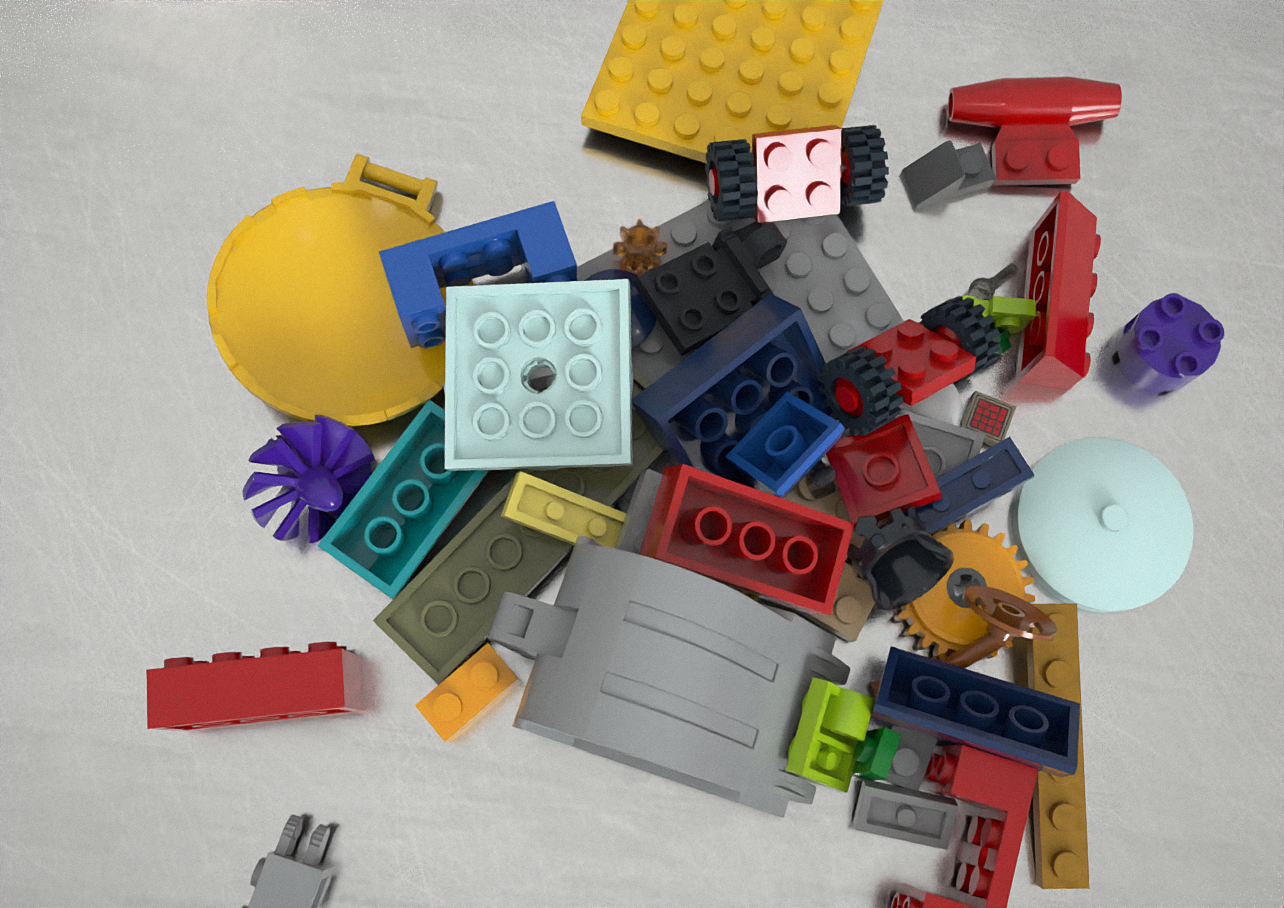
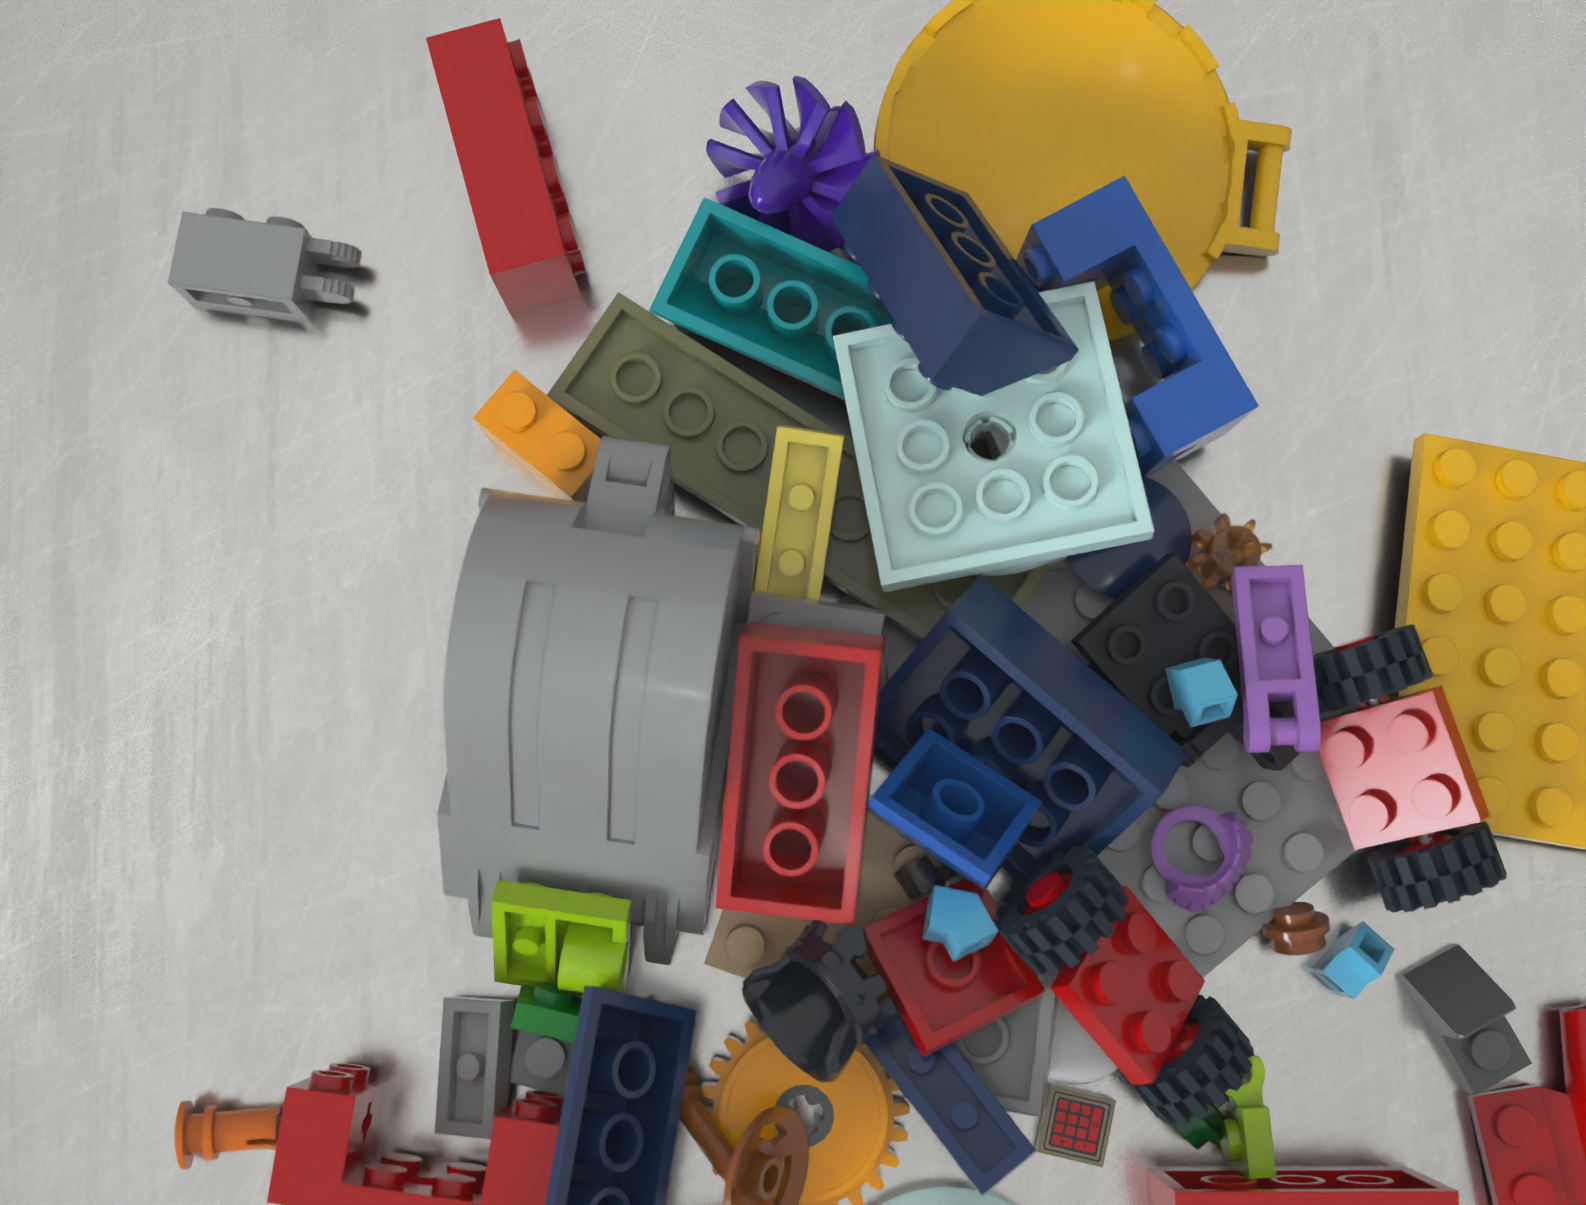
camera: 85 degrees right, 5 degrees up
(425, 382) = (948, 281): none -> dark blue slope
(717, 228) = (1275, 657): none -> medium lavender plate
(731, 276) = (1201, 690): none -> medium azure piece
(852, 313) = (1233, 841): none -> medium lavender piece
(856, 460) = (957, 921): none -> medium azure piece
(883, 259) = (1297, 929): none -> dark orange plate
(905, 230) = (1354, 960): none -> medium azure piece
(992, 283) = (1299, 1111): clear smoke hand -> none

